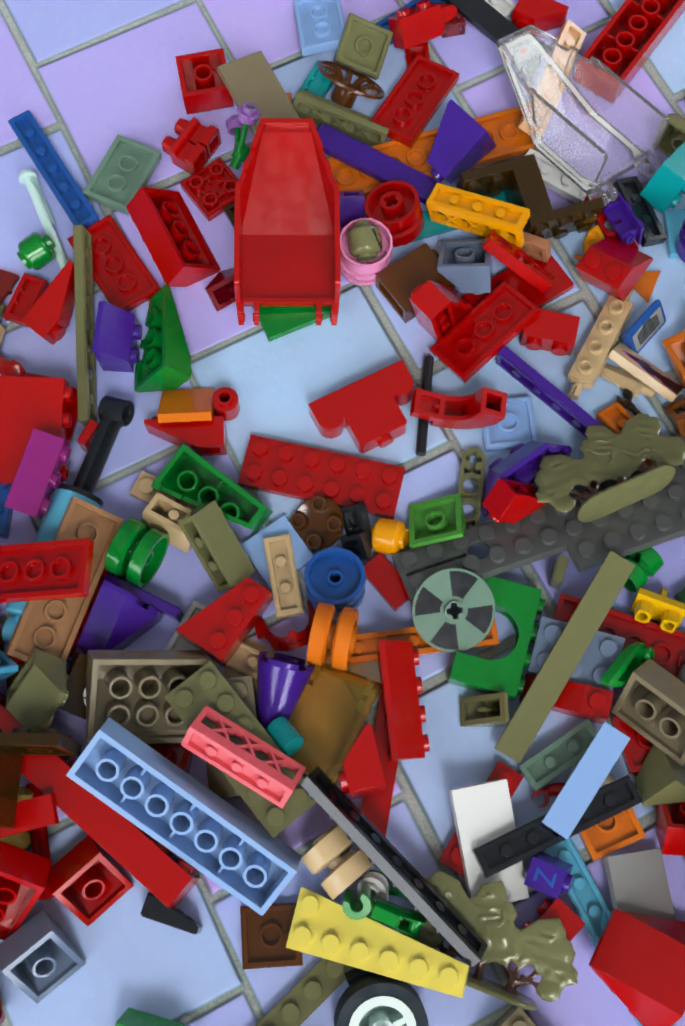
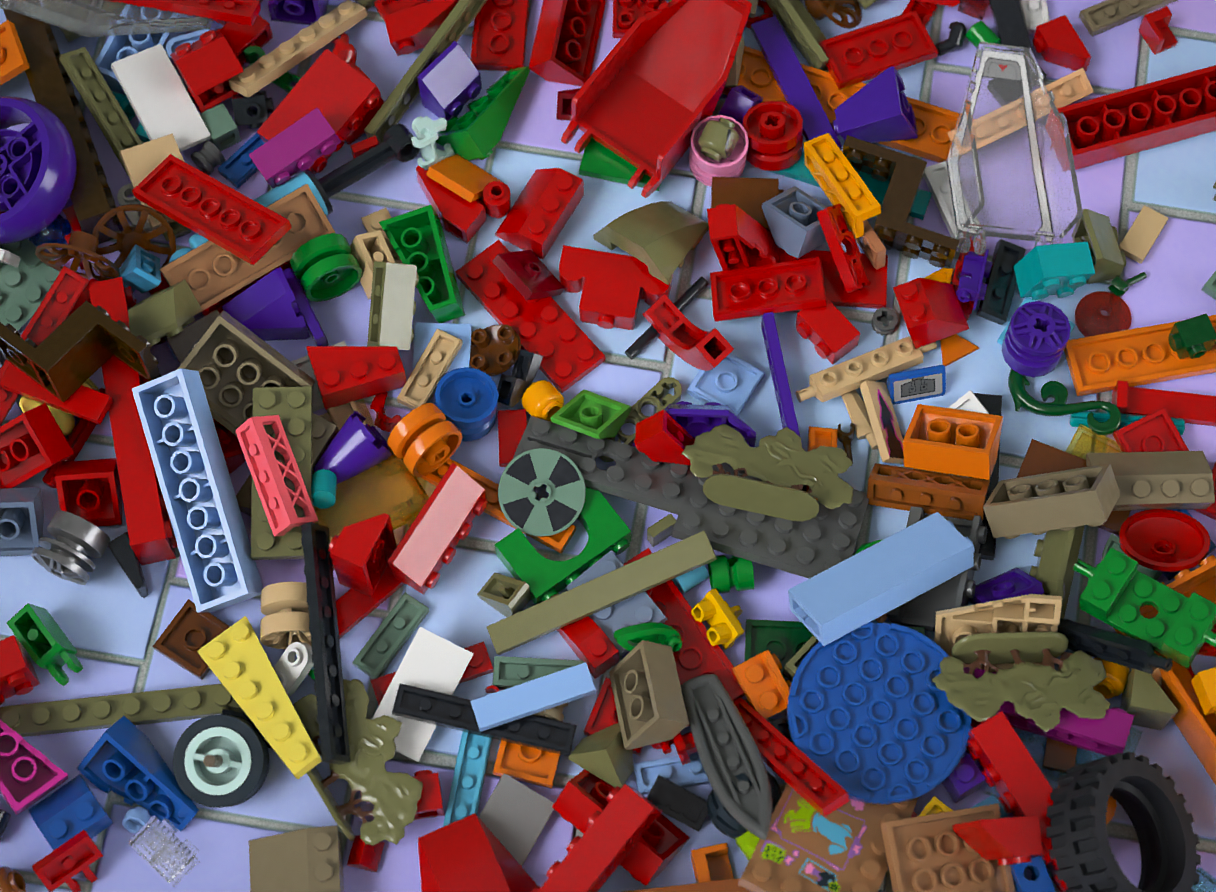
camera: 35 degrees right, 5 degrees down
(112, 943) = (69, 550): none -> flat silver wheel
(133, 392) = (426, 133): none -> light aqua piece
(264, 389) = (542, 210): none -> red slope
(299, 445) = (528, 274): none -> dark red plate
(372, 347) = (655, 235): none -> olive wedge
(383, 912) = (294, 681): green piece -> none
(423, 811) = (390, 636): none -> sand green tile
(458, 54) = (955, 40): none -> black arm
(479, 44) = (981, 33): none -> green piece
(549, 875) = (446, 752): dark purple brick -> none
(549, 1011) = (364, 855): none -> red slope
(582, 304) = (878, 326): none -> dark grey bush

